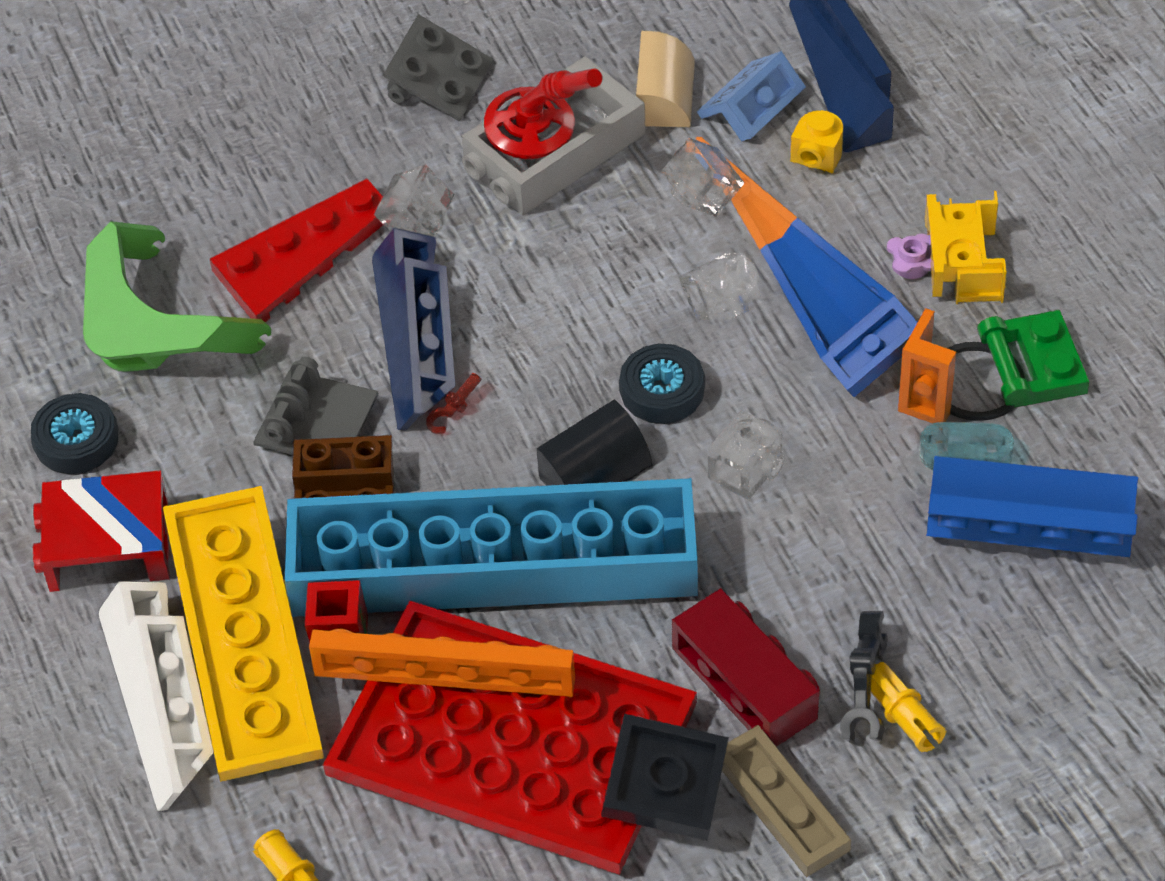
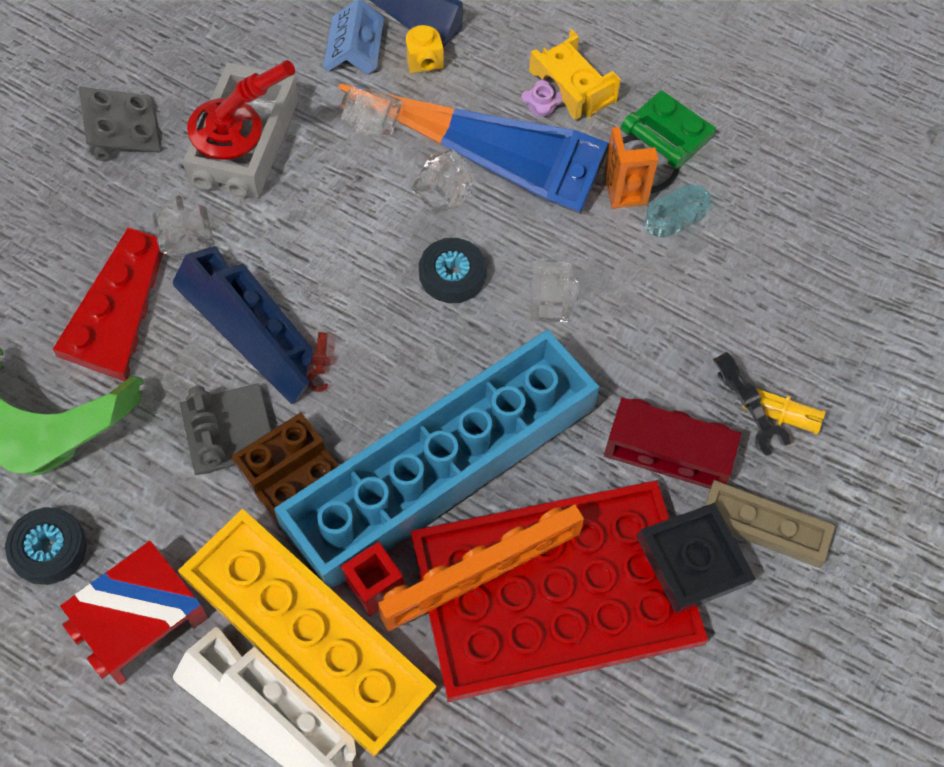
camera: 40 degrees left, 10 degrees up
(595, 450) = (451, 348): black brick -> none
(665, 80) = (277, 44): tan brick -> none
(1032, 506) = (754, 229): blue brick -> none

